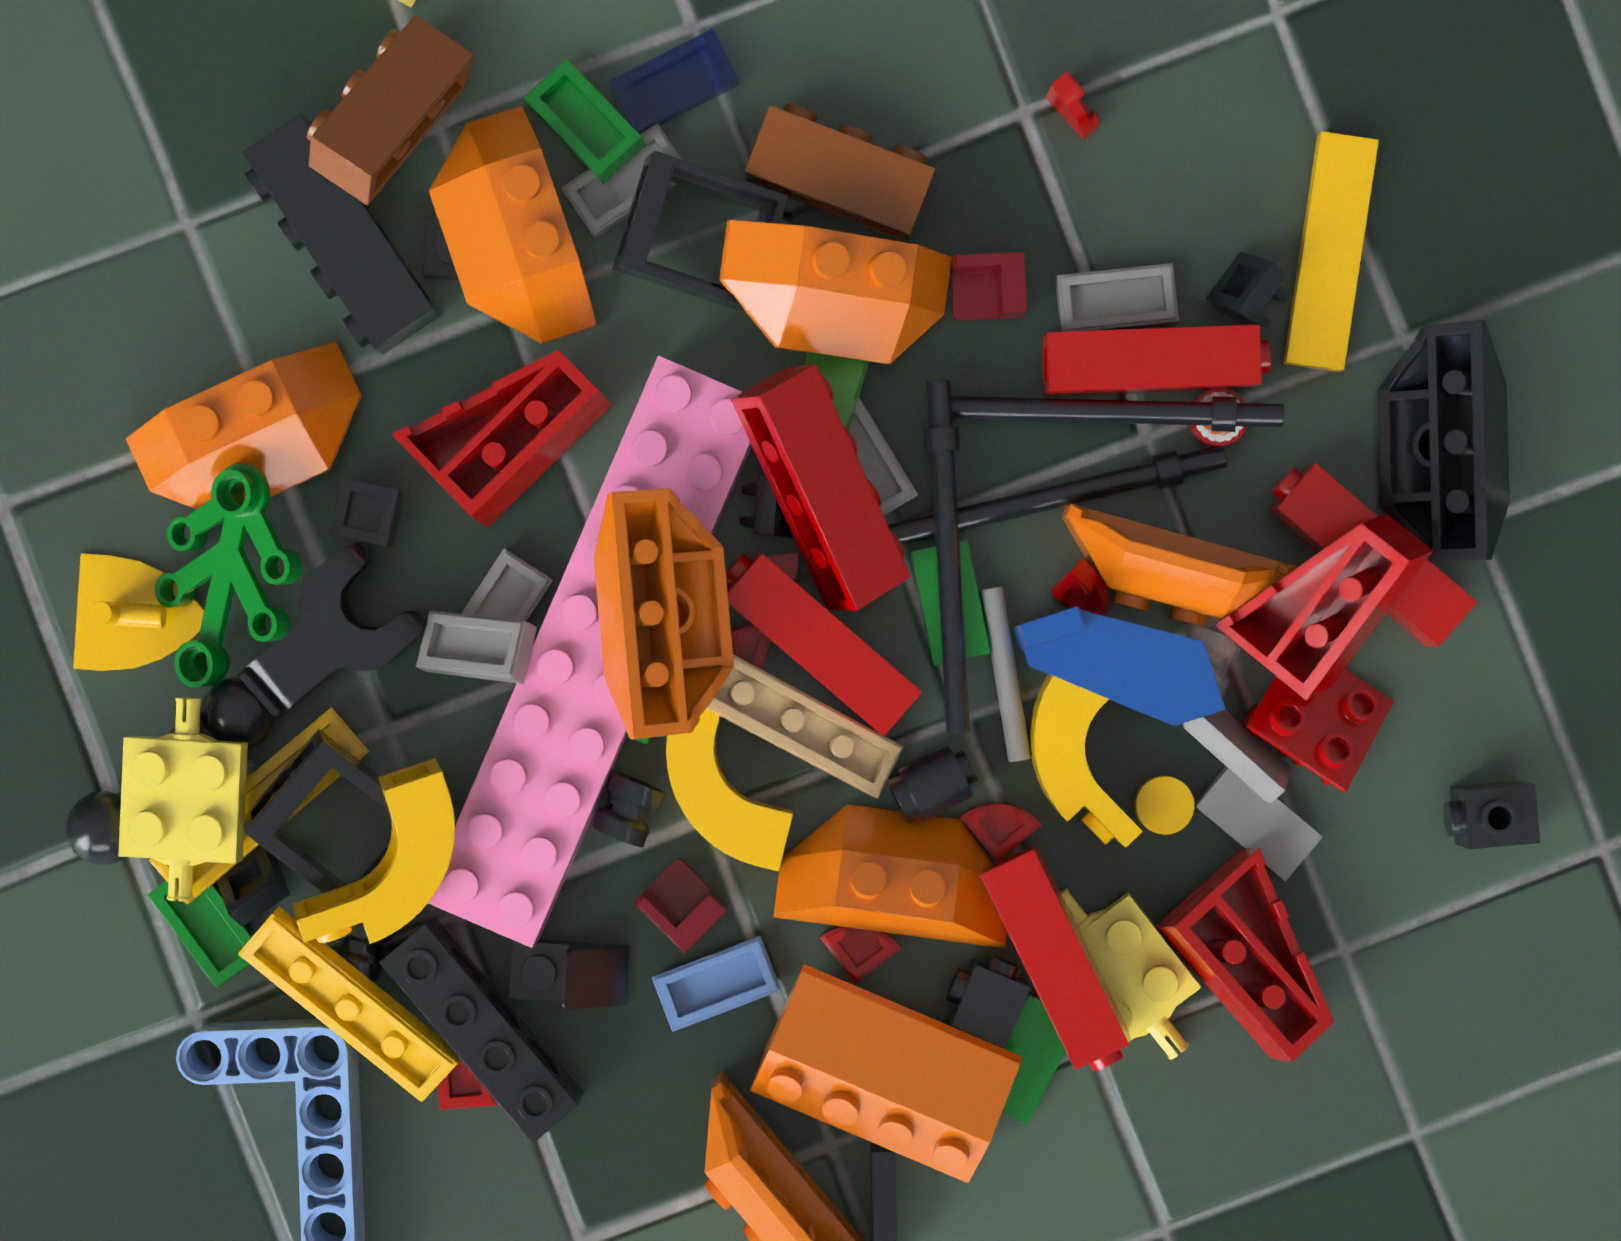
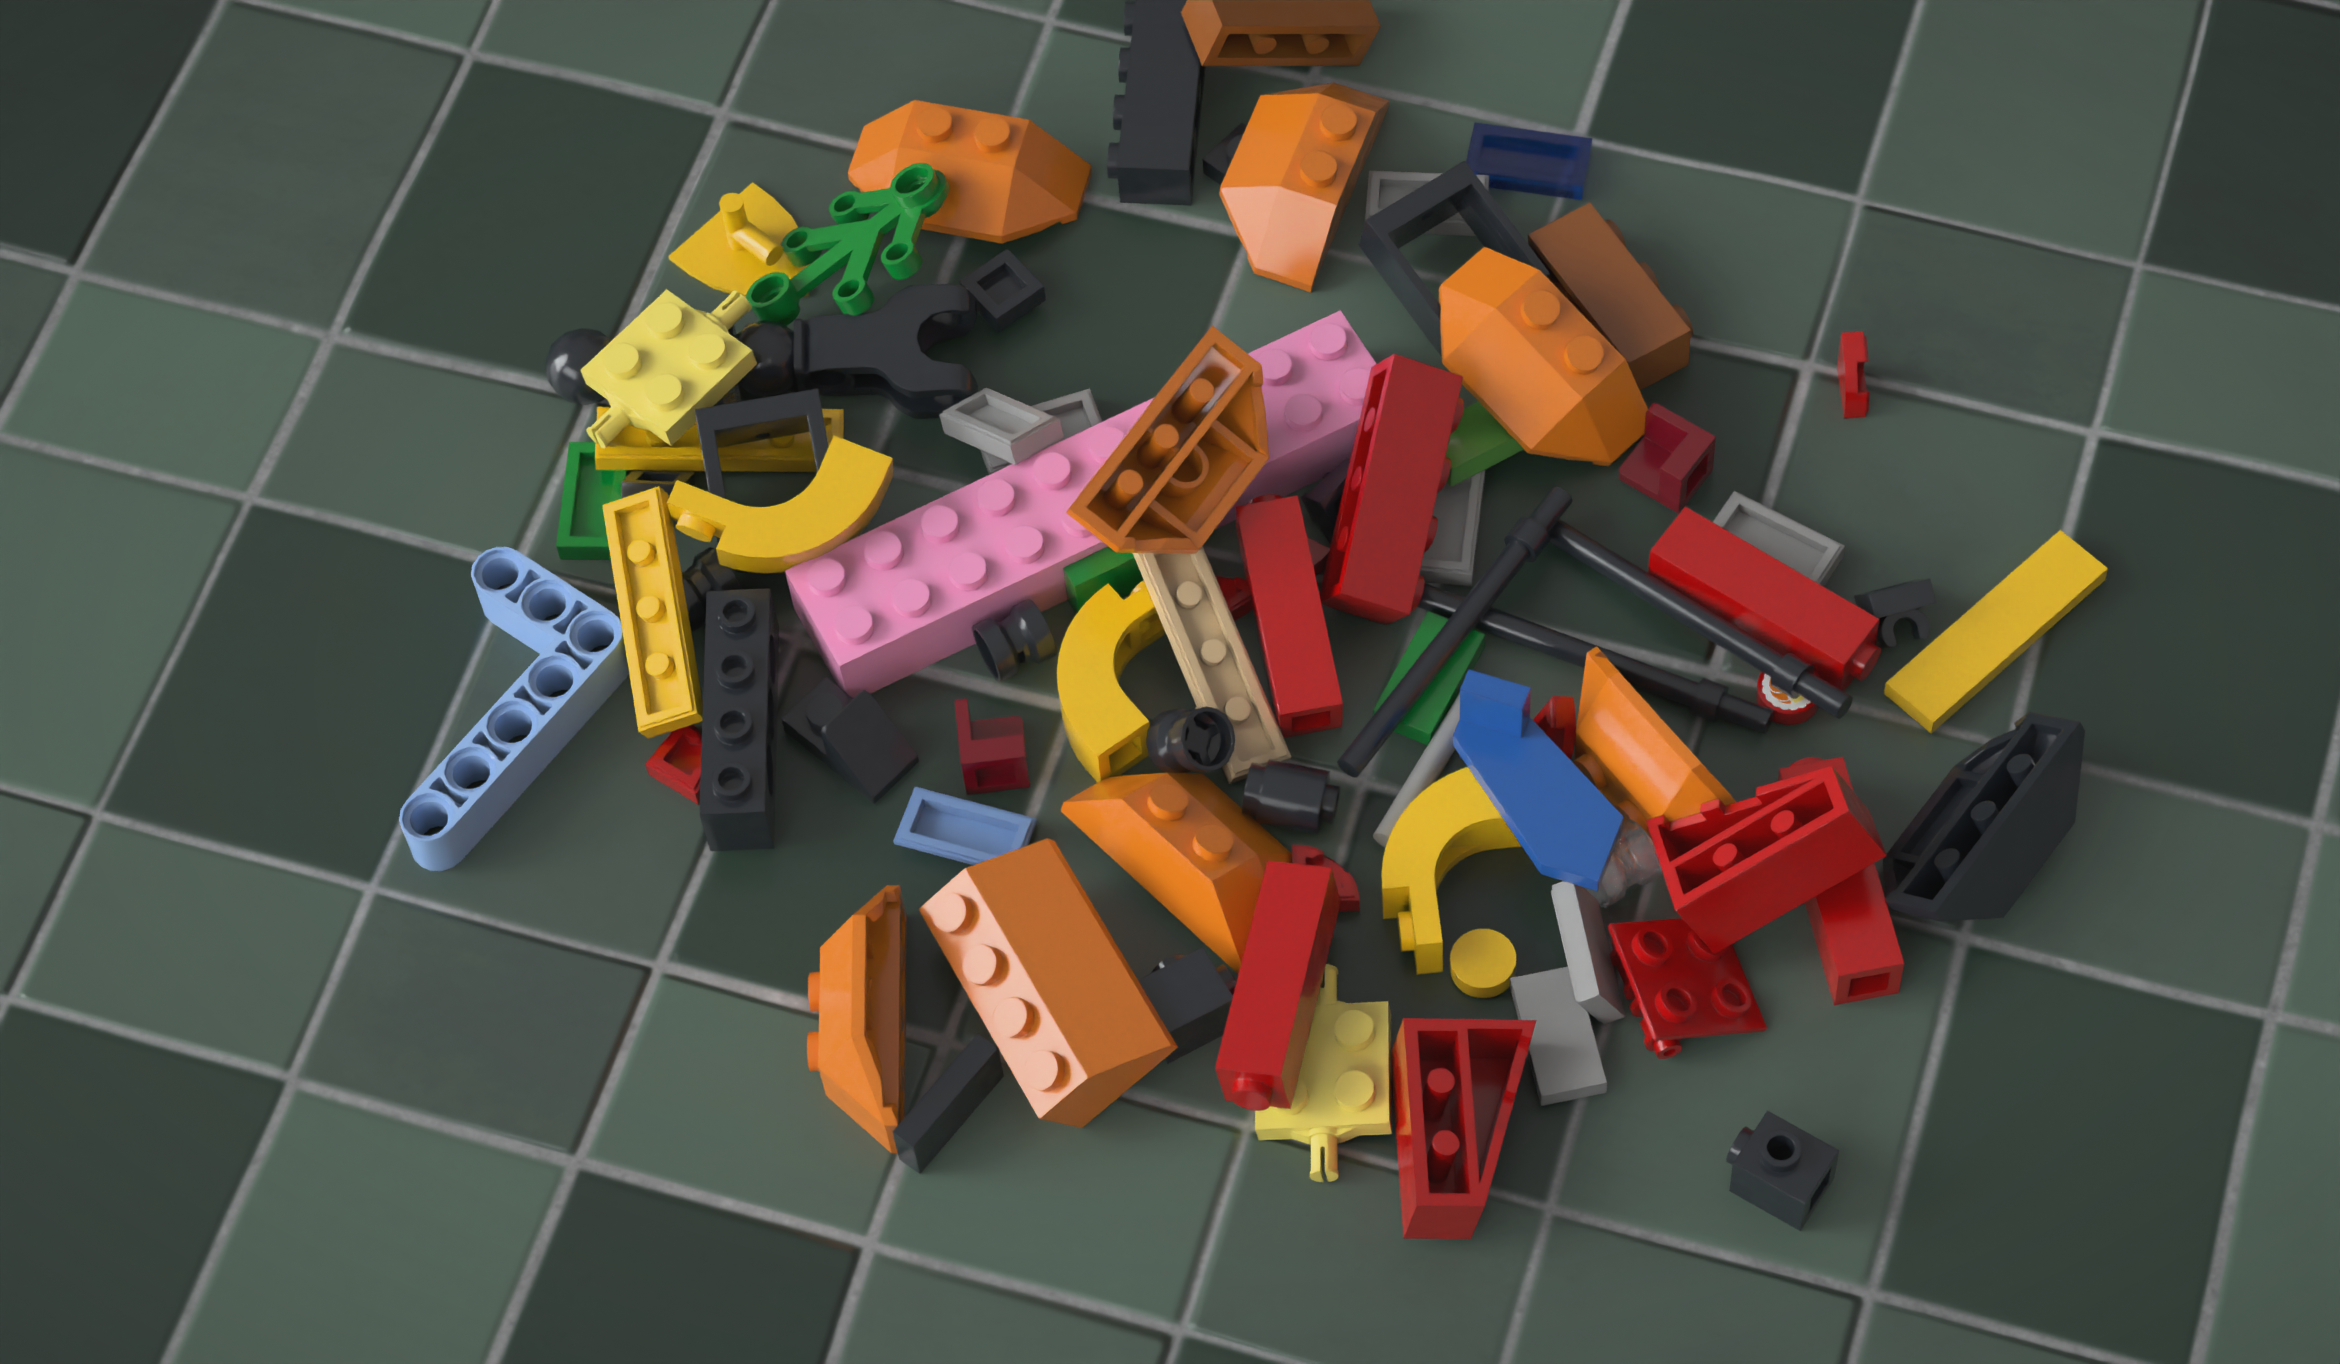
camera: 40 degrees right, 30 degrees down
(506, 435) = (1164, 300): red wedge -> none
(584, 121) = (1428, 133): green tile -> none
(833, 804) = (1190, 740): none -> black wheel
(859, 949) = (1115, 892): red tile -> none
(1041, 1053) = (1174, 1091): green tile -> none

